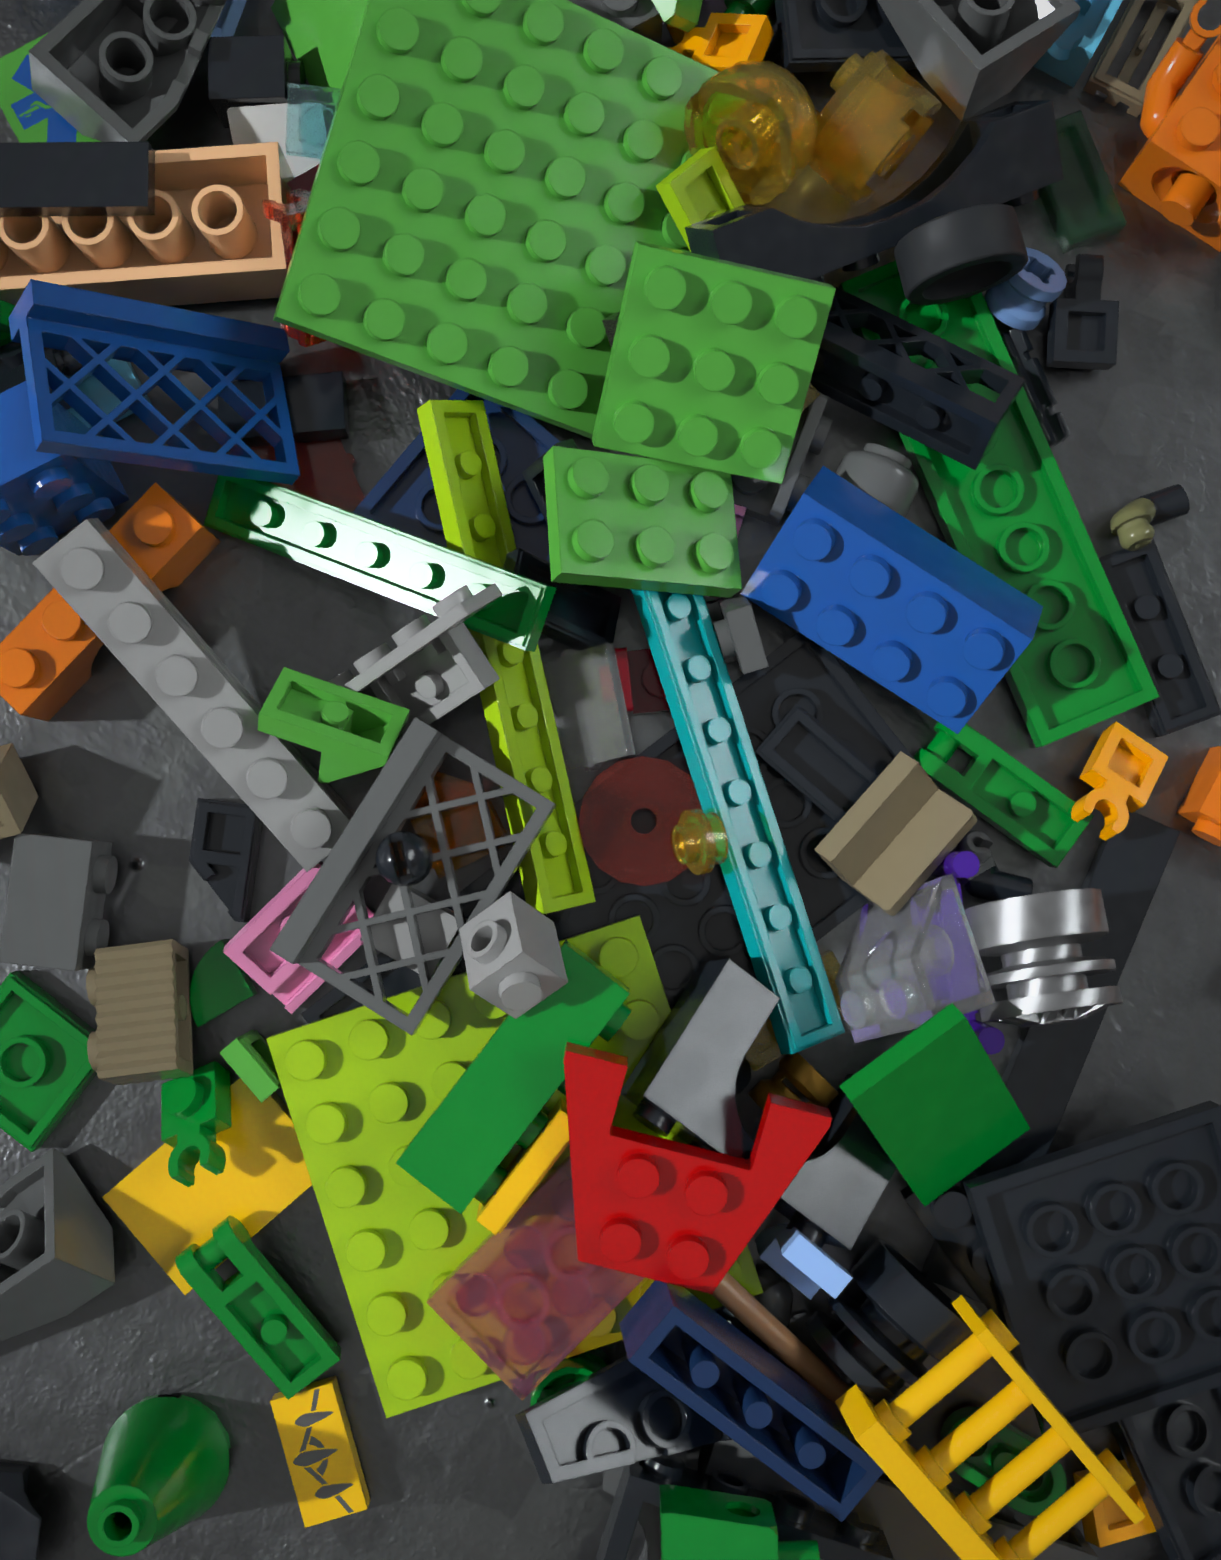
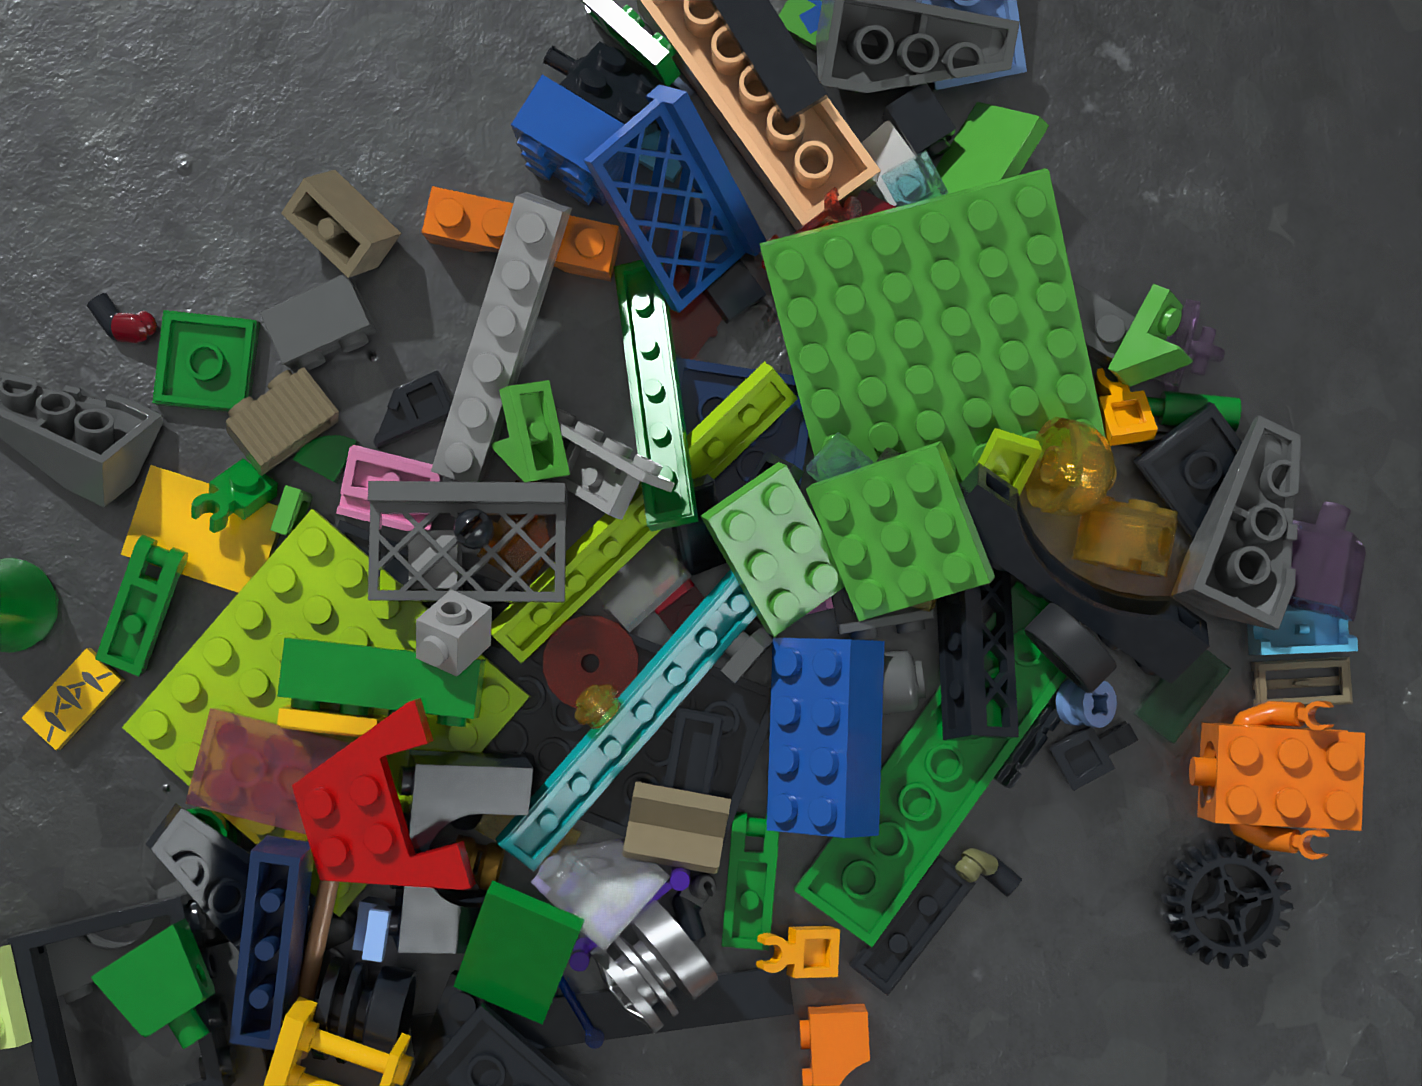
camera: 60 degrees right, 0 degrees up
(579, 395) = (837, 458): none -> clear light blue plate
(1073, 1076) = (594, 1036): none -> clear blue hinge

